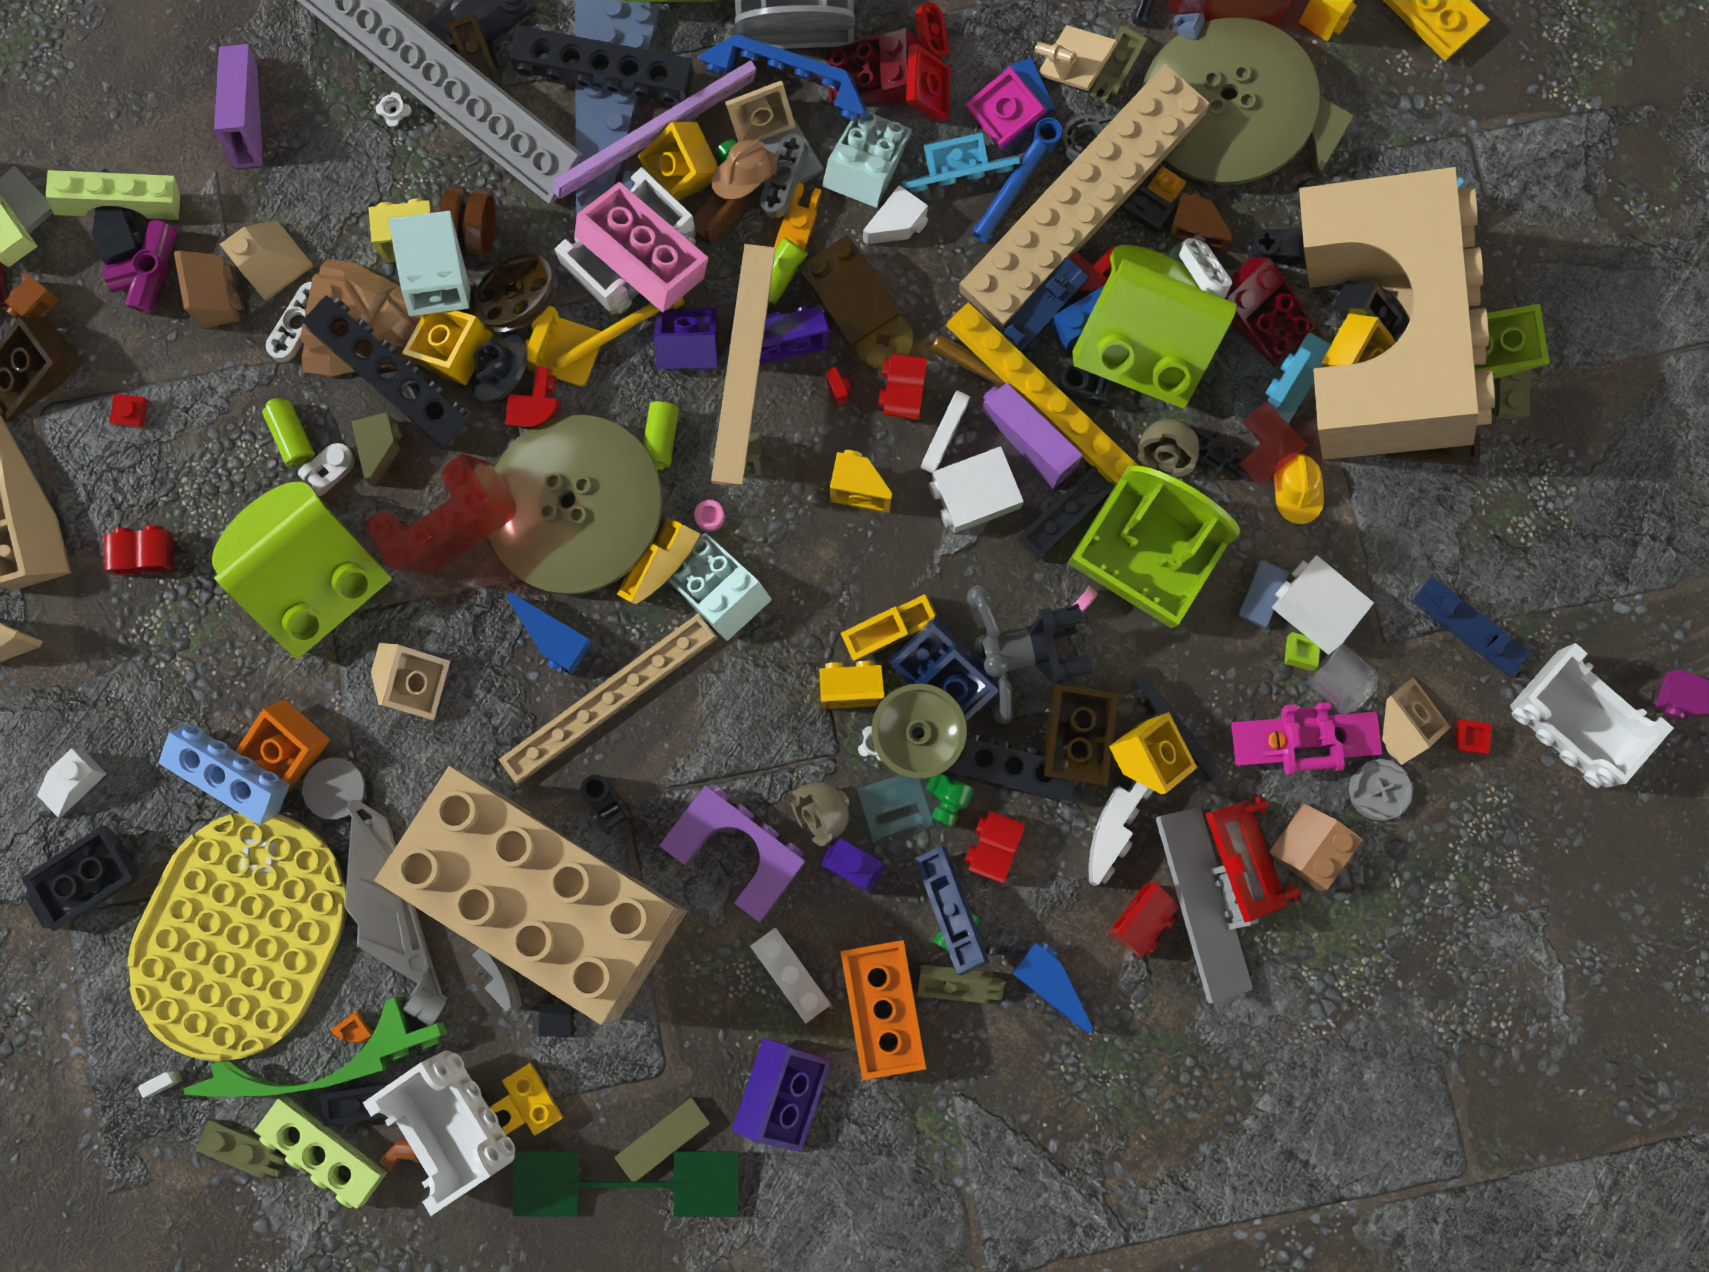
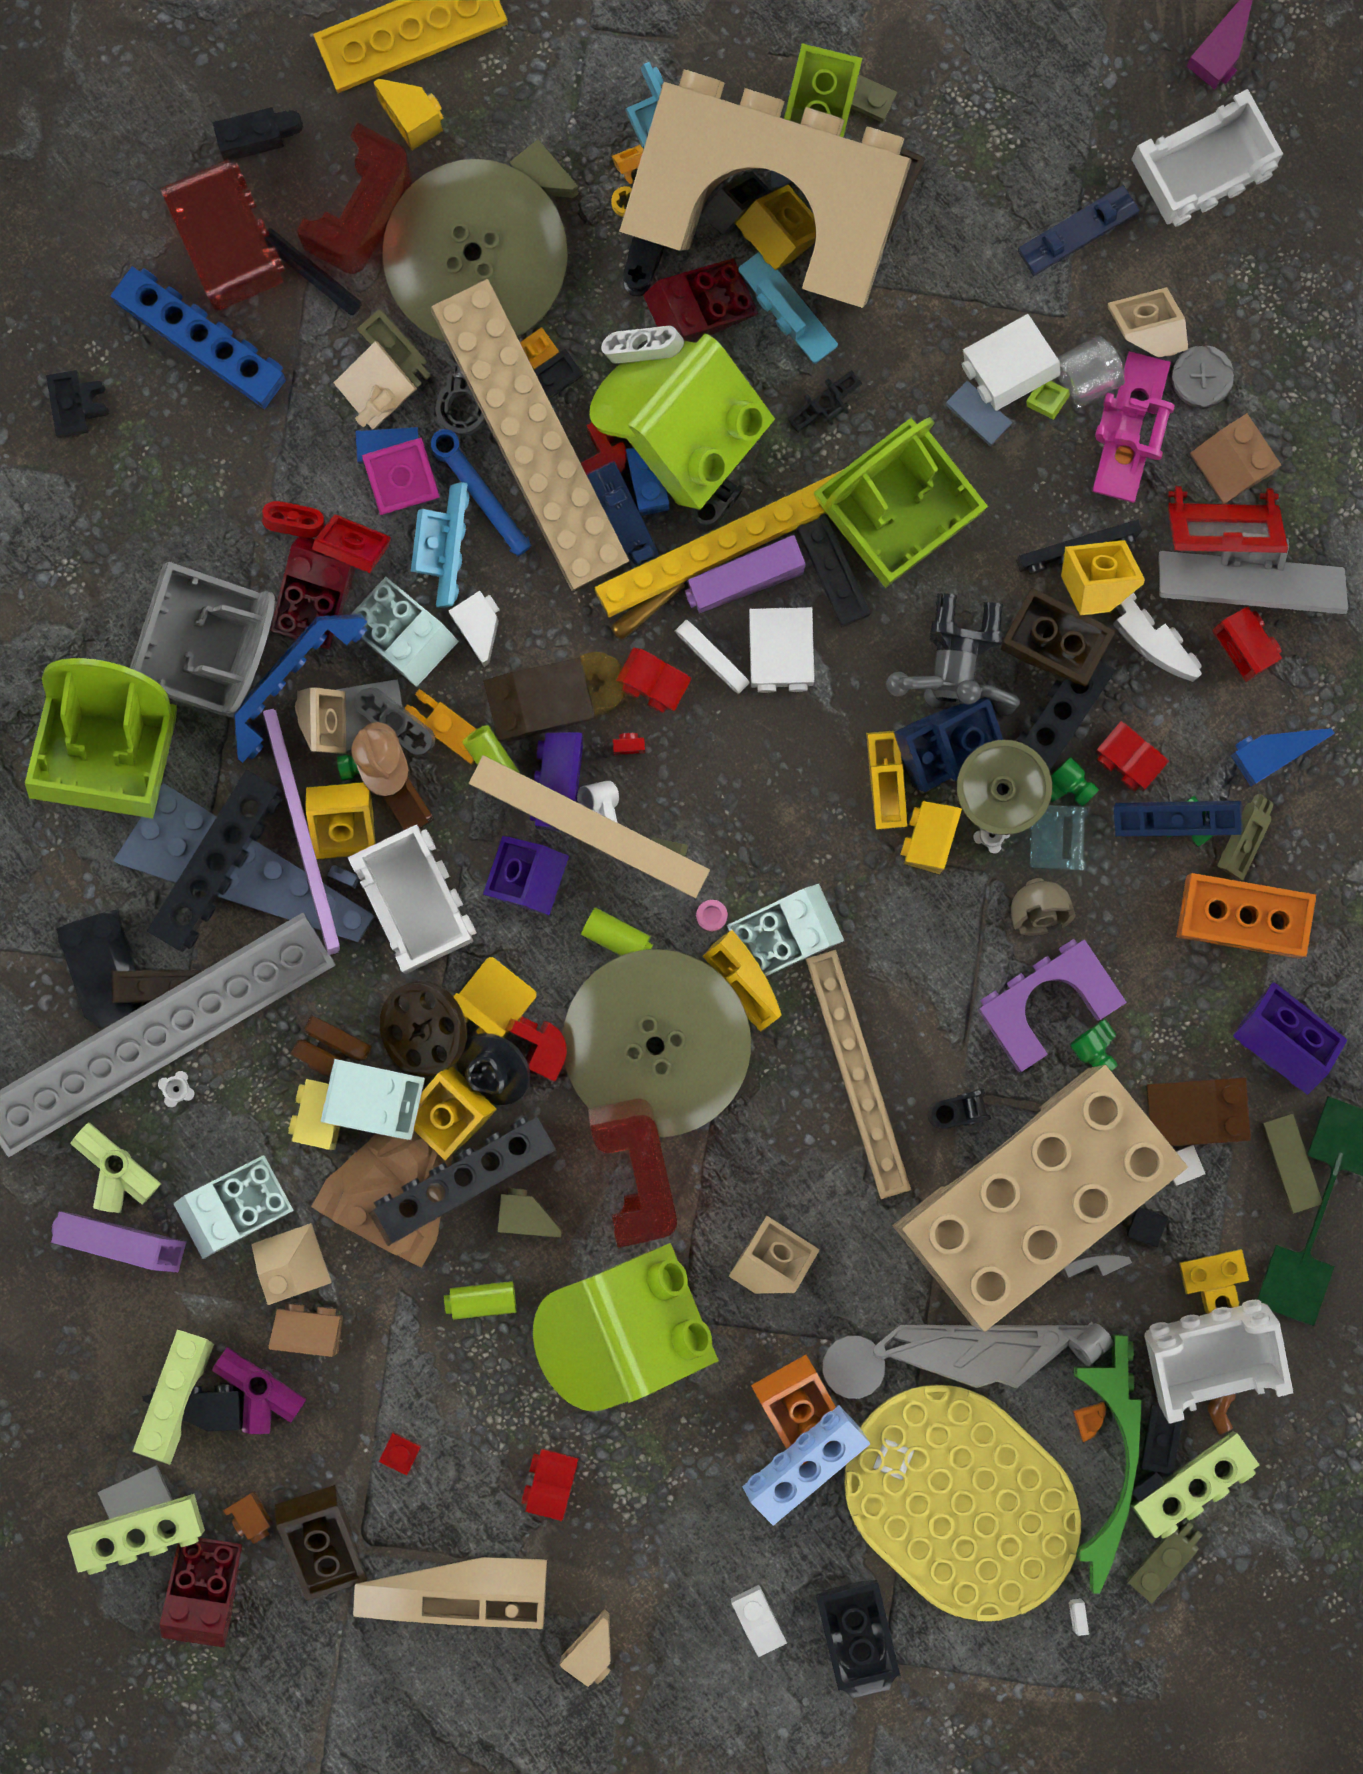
camera: 70 degrees left, 5 degrees up
(278, 336) = (377, 1280): white beam -> none
(291, 83) = (113, 1184): none -> yellowish green piece
(304, 192) = (233, 1206): none -> light aqua slope
(304, 1105) = (1147, 1485): none -> black tile
(336, 459) = (525, 1262): white plate -> none
(554, 639) = (784, 1106): blue slope -> none
(610, 333) = (479, 878): yellow piece -> none
(625, 1034) = (1194, 1165): none -> white tile
(640, 246) = (430, 886): bright pink brick -> none
(679, 1030) = (1200, 1111): none -> reddish brown slope
(708, 906) = (1092, 1044): none -> green piece
(774, 378) = (600, 798): none -> white piece
(790, 975) = (1182, 992): white plate -> none
(853, 865) = (1101, 898): dark purple torso -> none
(858, 483) = (736, 759): yellow slope -> none
(1085, 598) = (925, 586): bright pink tile -> none
(1169, 447) = (805, 446): dark tan cylinder -> none
(1189, 24) = (381, 261): sand blue tile -> none
(1200, 221) = (588, 330): reddish brown slope -> none
(1278, 443) = (840, 342): clear red plate -> none
(1299, 490) = (886, 338): yellow piece -> none
(1473, 737) = (1184, 271): red plate -> none

